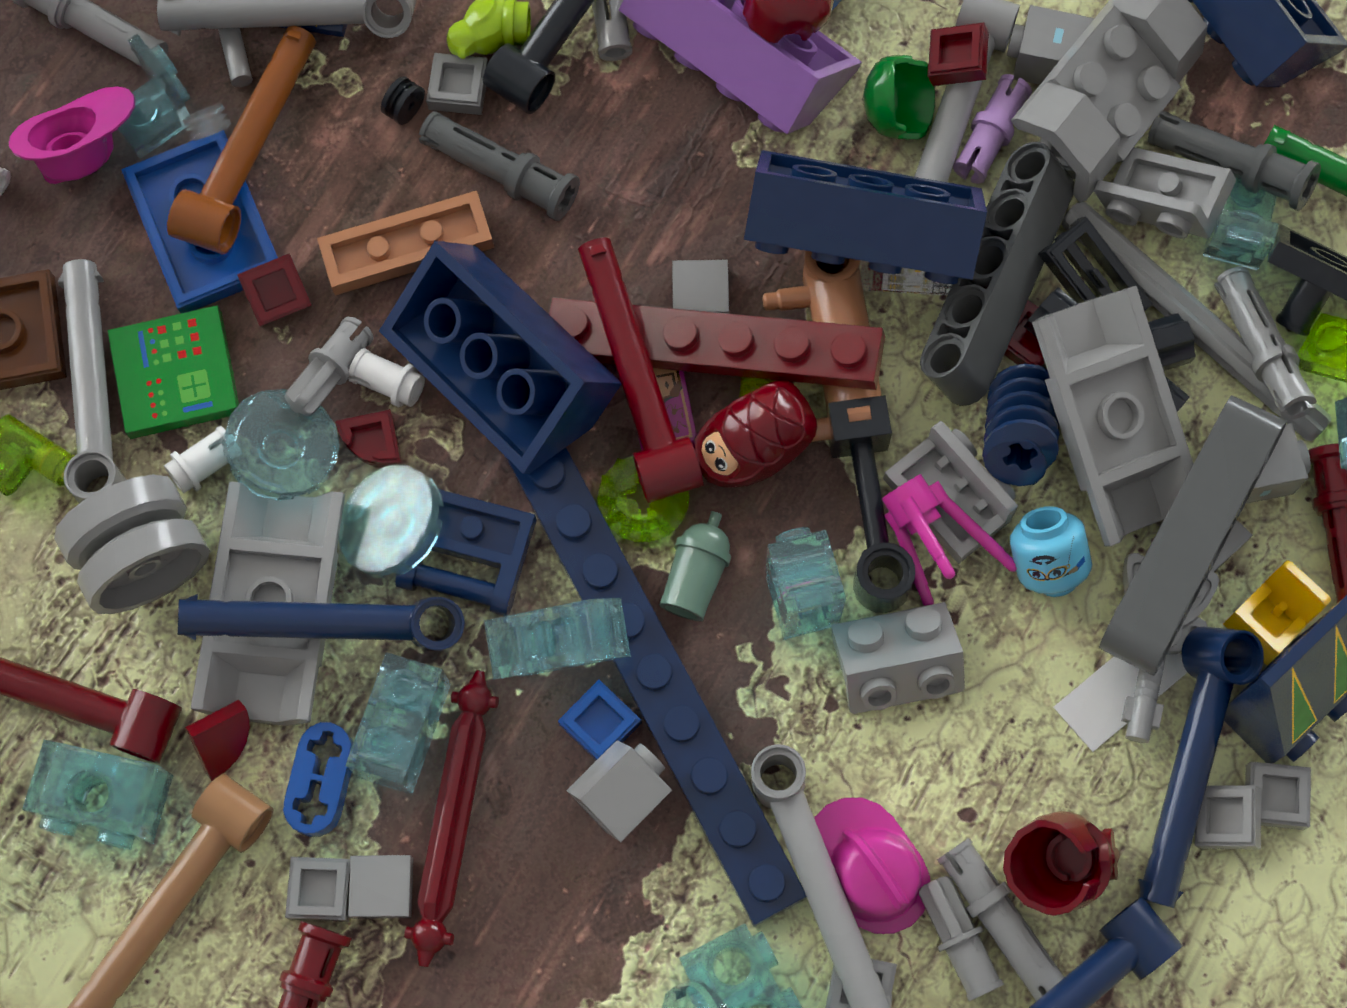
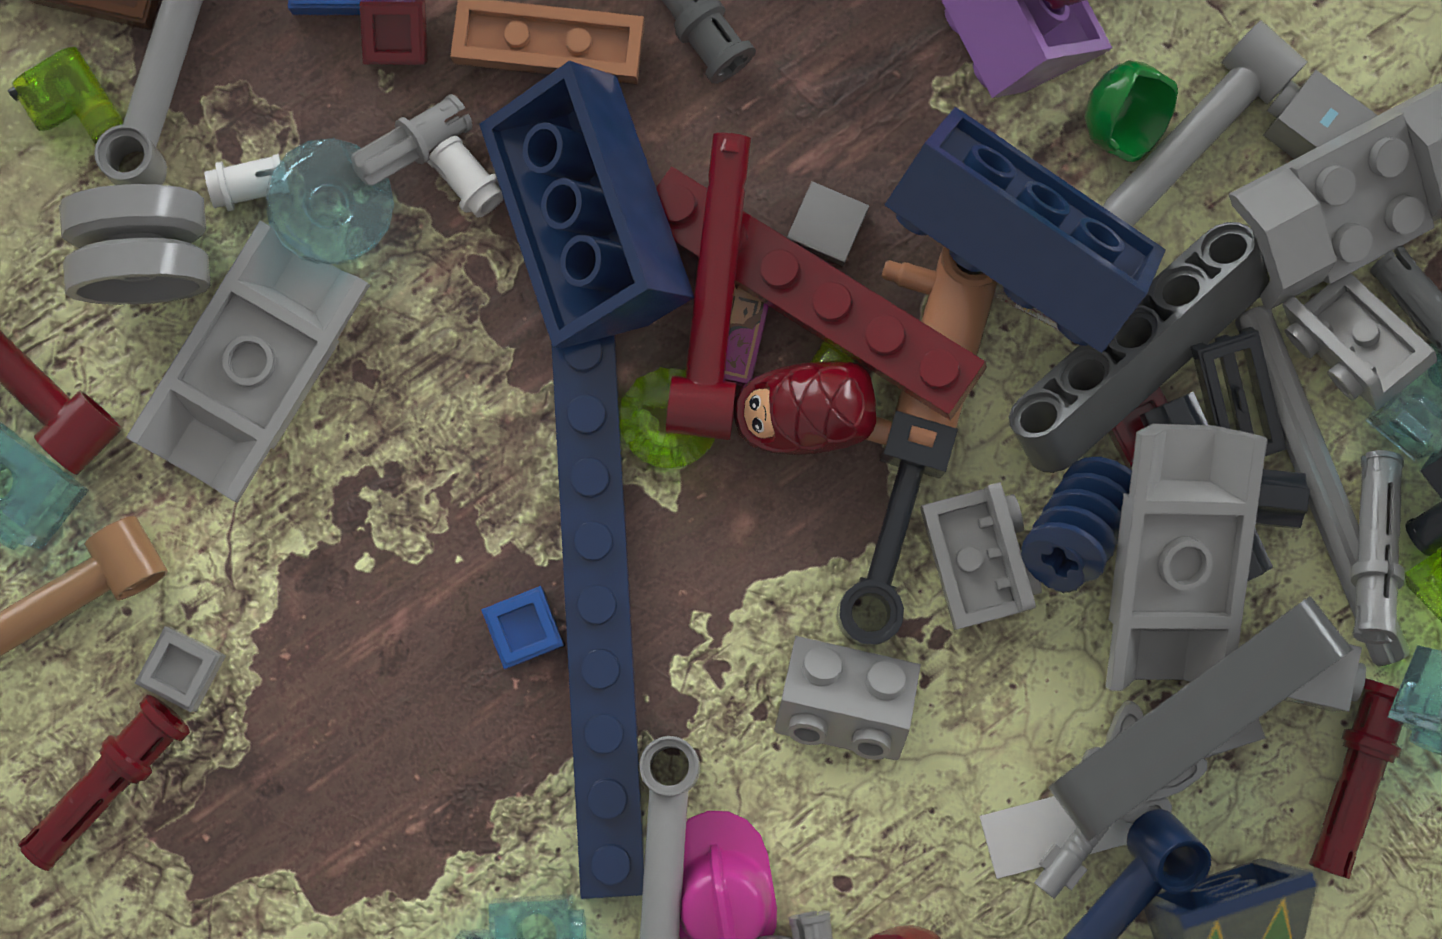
camera: 25 degrees right, 10 degrees up
(173, 372) = (257, 73): green tile -> none
(220, 738) = (145, 477): dark red tile -> none
(305, 777) = (214, 551): blue beam -> none
(317, 620) = (286, 408): dark blue piece -> none
(372, 438) = (426, 234): dark red tile -> none
(380, 887) = (239, 694): light grey tile -> none
(390, 521) = (403, 333): clear light blue tile -> none
(398, 723) = (322, 544): clear light blue brick -> none
(451, 819) = (336, 657): dark red wheel -> none
(482, 535) = (478, 376): dark blue plate -> none
(557, 638) = (511, 533): clear light blue brick -> none
(621, 788) = (509, 708): light grey brick -> none
(696, 569) = (688, 517): sand green piece -> none
(804, 582) = (783, 585): clear light blue brick -> none
(914, 509) = (930, 562): dark pink plant -> none
(958, 54) = (1213, 90): dark red tile -> none
(992, 128) = (1213, 183): lavender pin -> none
(1050, 551) = (1049, 665): medium azure head -> none
(1279, 609) = (1249, 828): yellow bracket -> none

